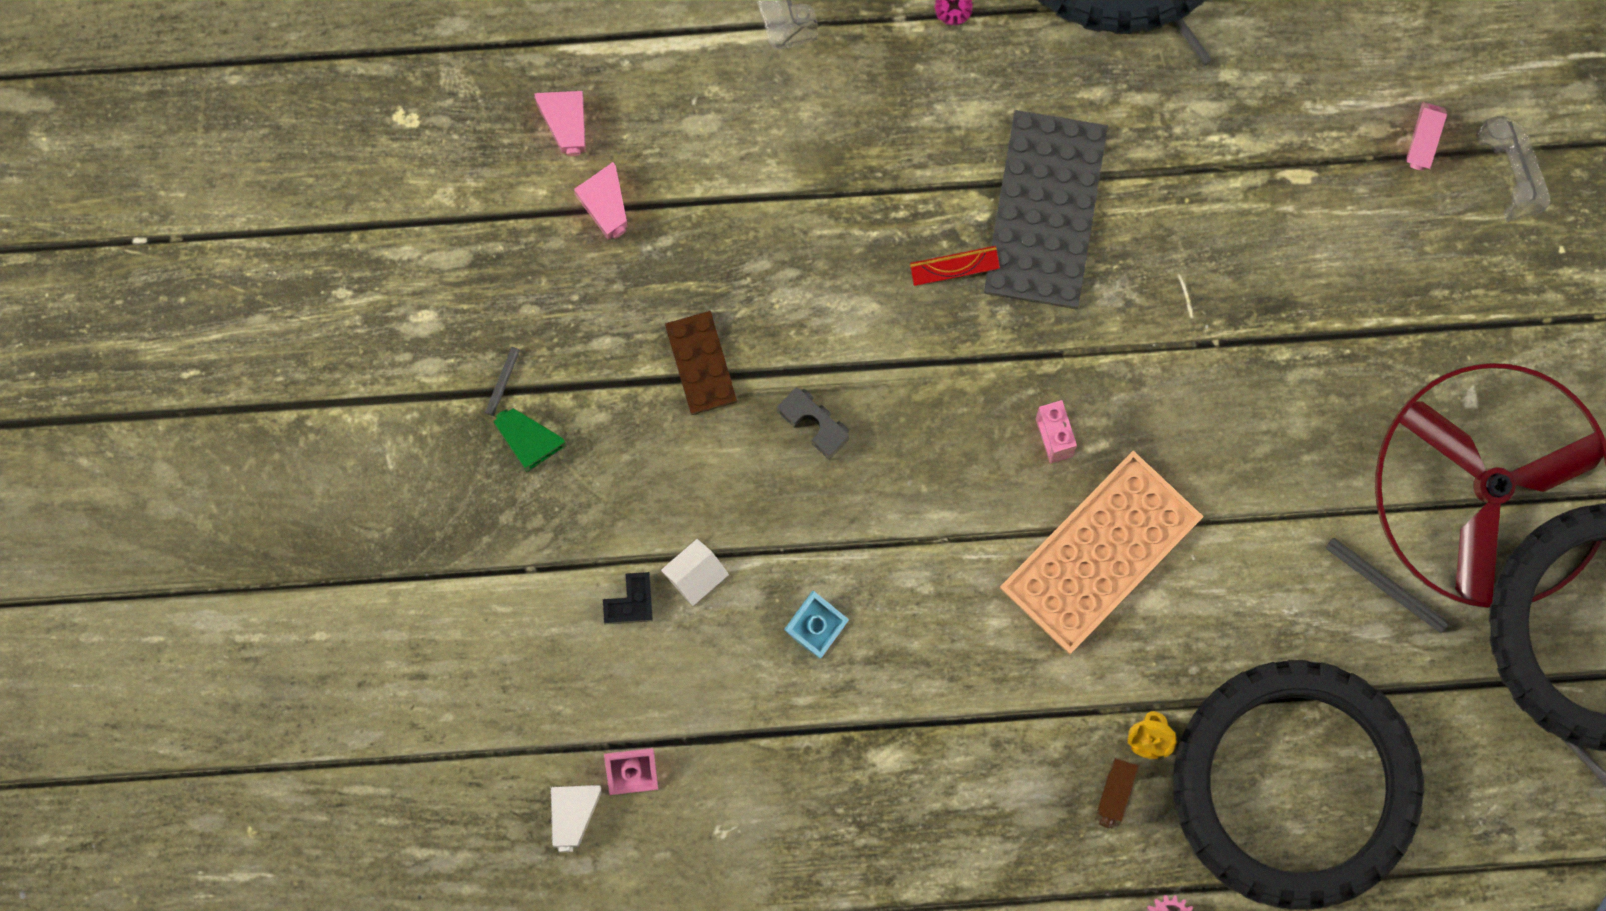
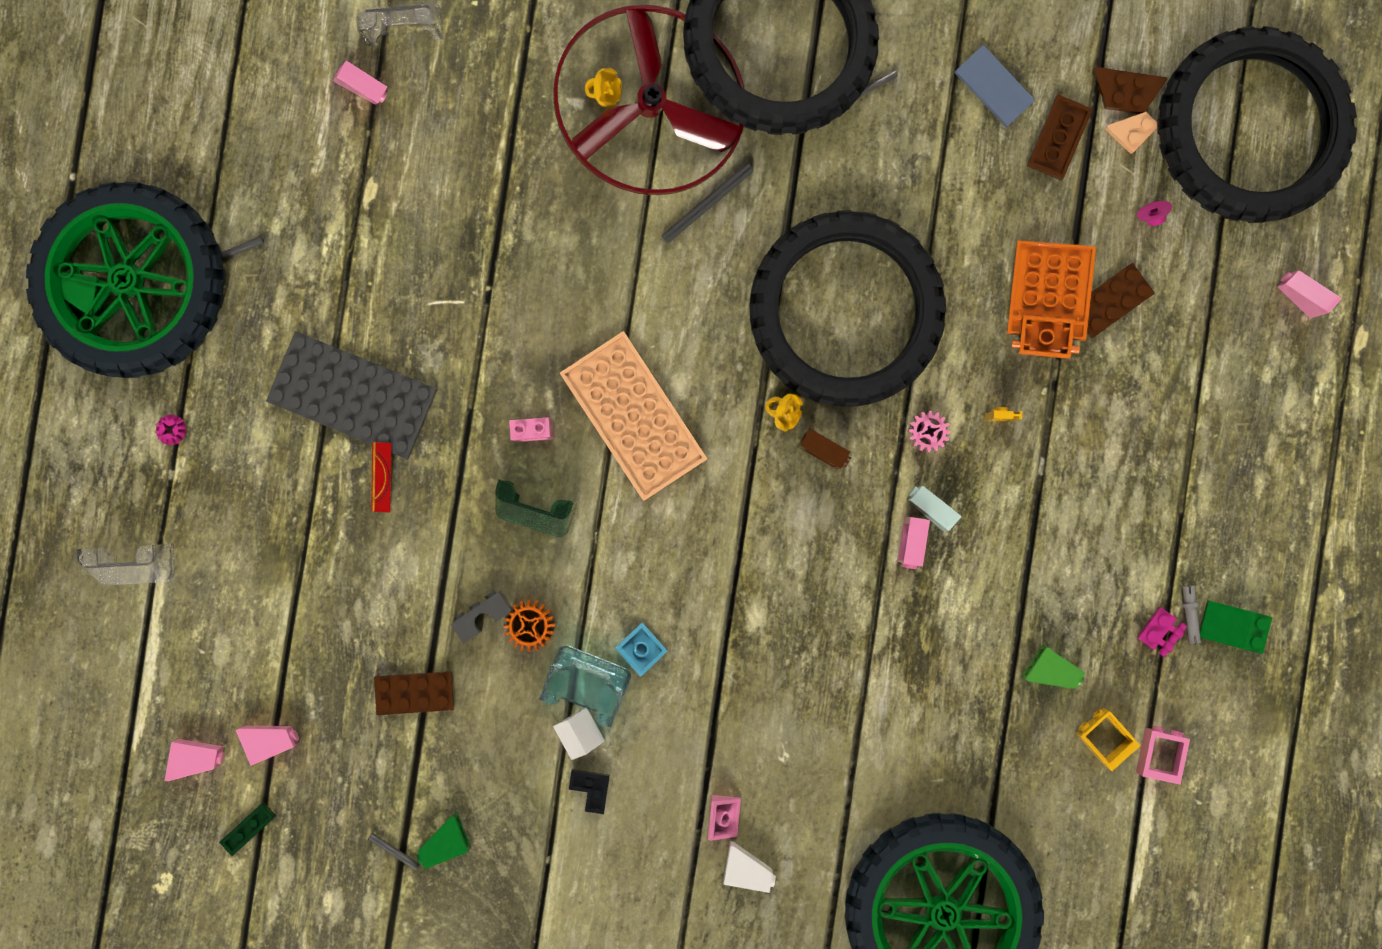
camera: 75 degrees left, 10 degrees up
(493, 202) = (247, 829): none -> dark green tile
(759, 565) = (587, 683): none -> clear light blue windscreen
(823, 489) = (535, 632): none -> orange gear
(949, 483) = (555, 522): none -> clear green windscreen
(1496, 428) = (606, 87): none -> yellow tile

